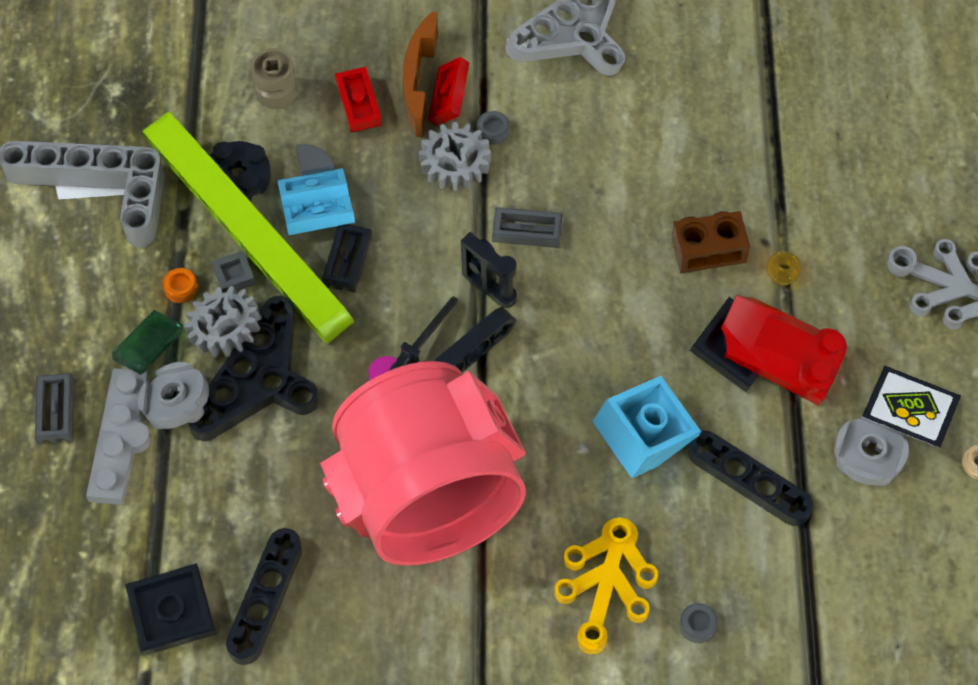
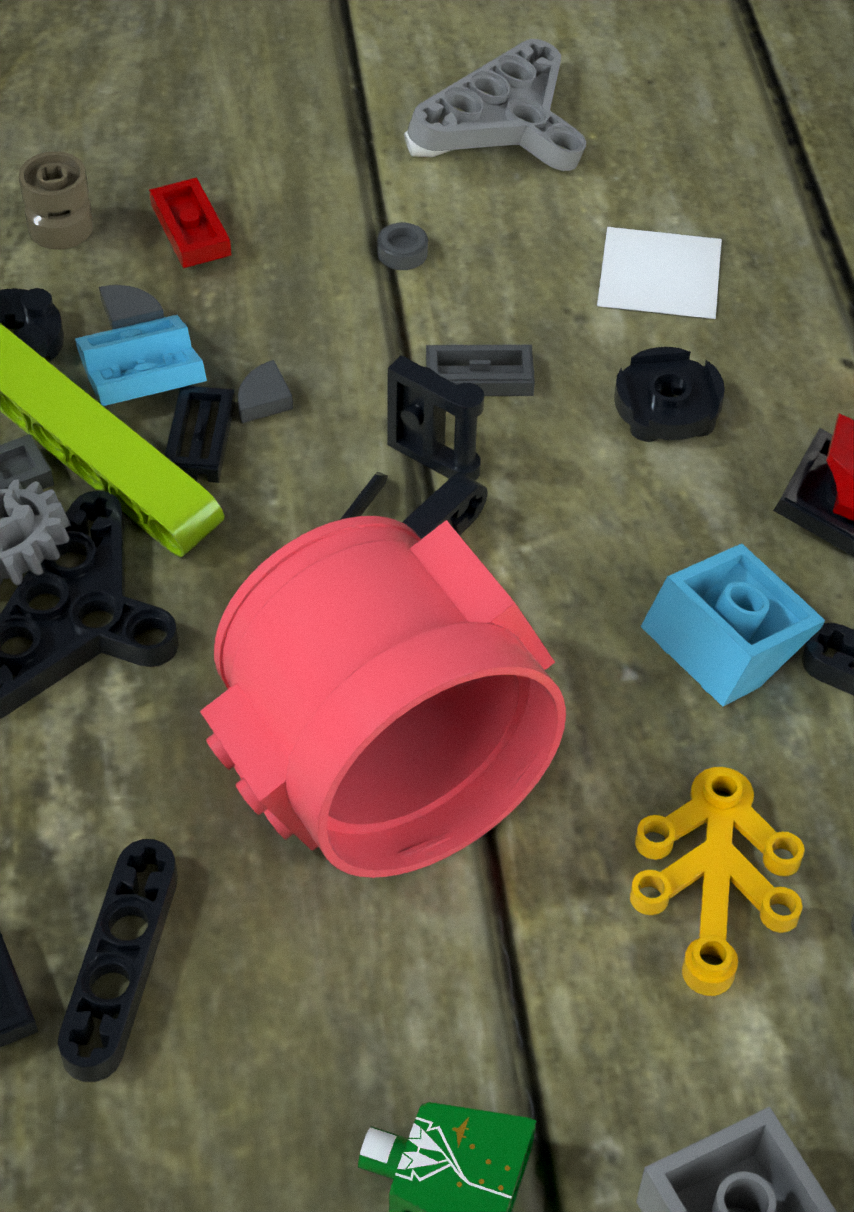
camera: 10 degrees left, 10 degrees down
(389, 232) = (263, 393): none -> dark grey tile
(421, 45) = (276, 151): dark orange slope -> none
(448, 91) = (328, 201): red plate -> none
(451, 153) = (351, 282): light grey gear -> none
(638, 275) = (663, 417): none -> black plate
(657, 161) = (660, 273): none -> white sticker
(711, 249) = (772, 361): reddish brown brick -> none

